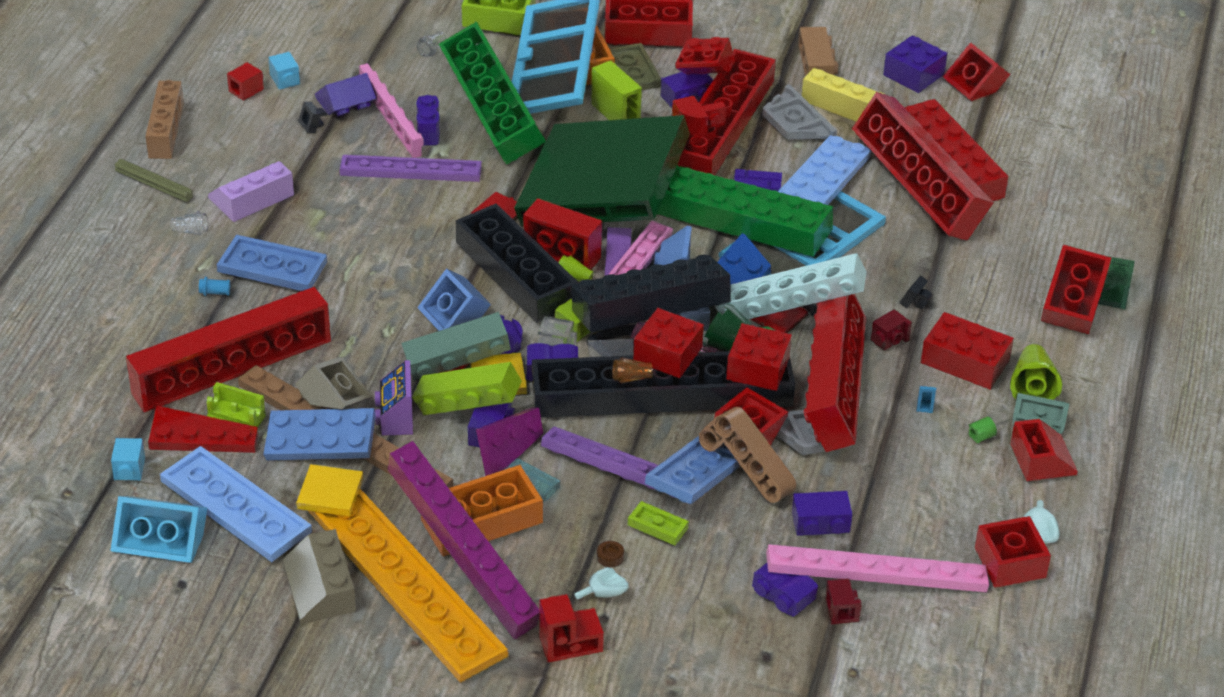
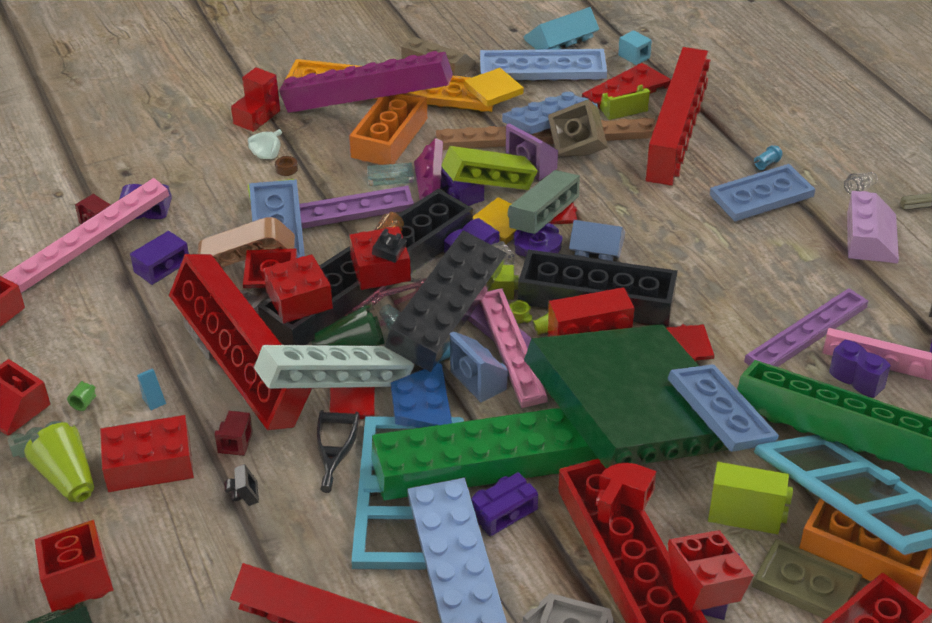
camera: 140 degrees right, 0 degrees up
(567, 126) = (722, 407): none -> medium blue plate
(668, 311) = (389, 246): none -> black tile

